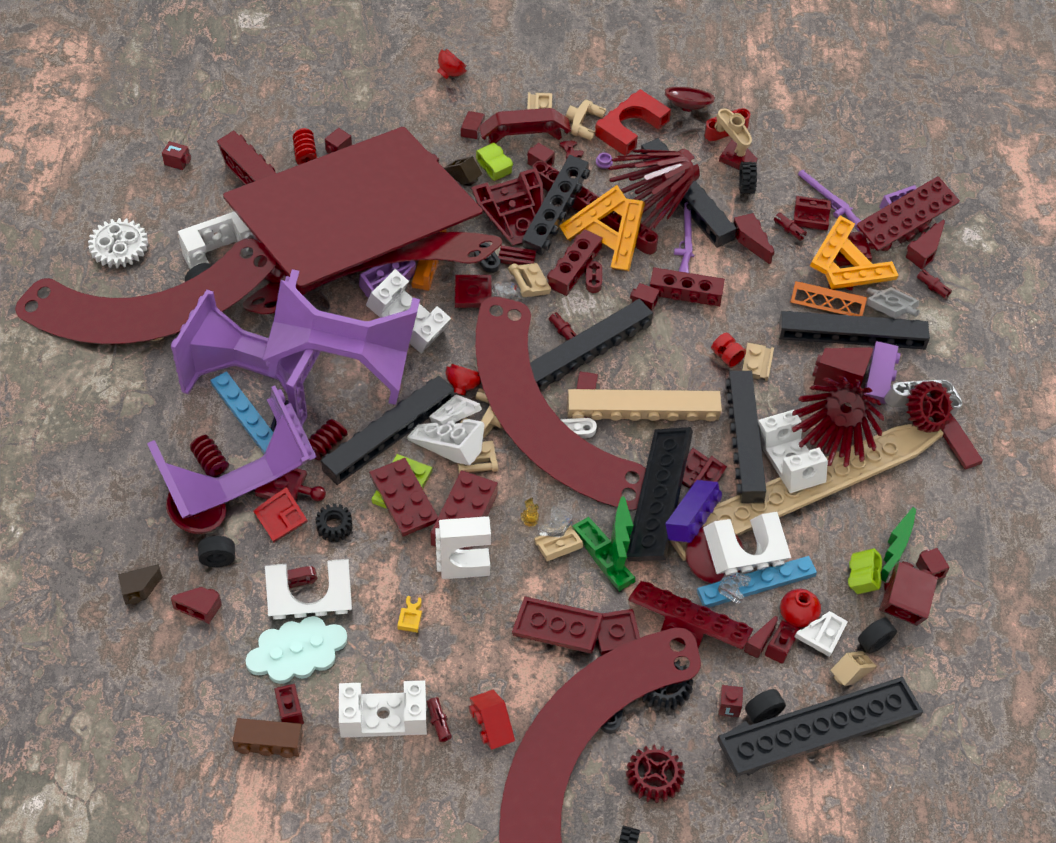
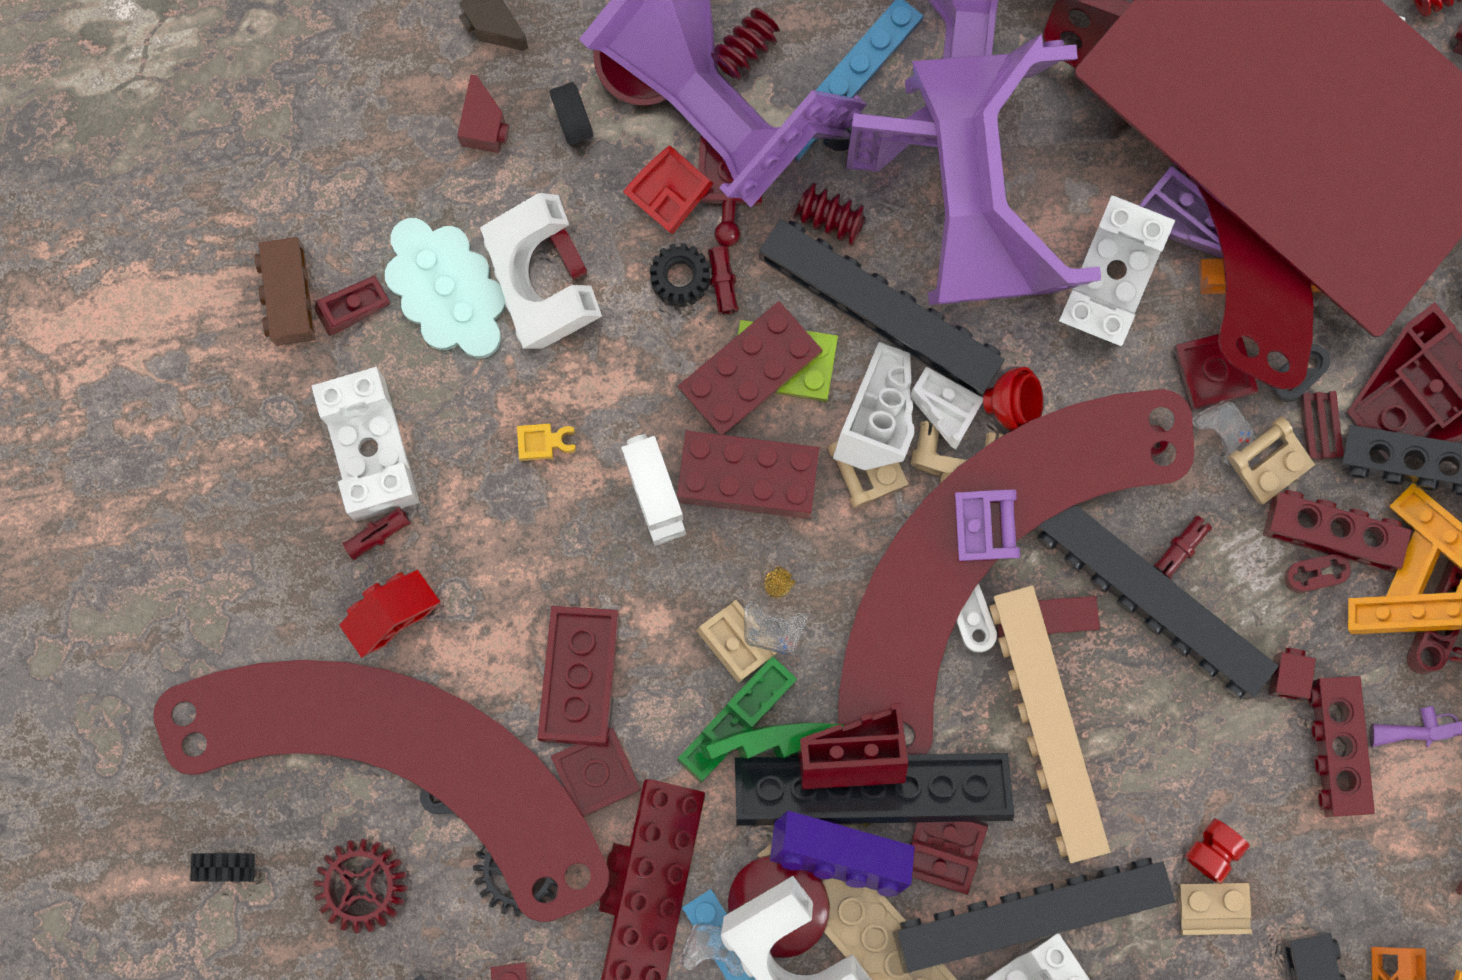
camera: 80 degrees right, 25 degrees up
(349, 502) = (723, 280): none -> dark red pin
(527, 406) = (975, 526): none -> medium lavender plate
(640, 489) = (857, 753): none -> dark red wedge

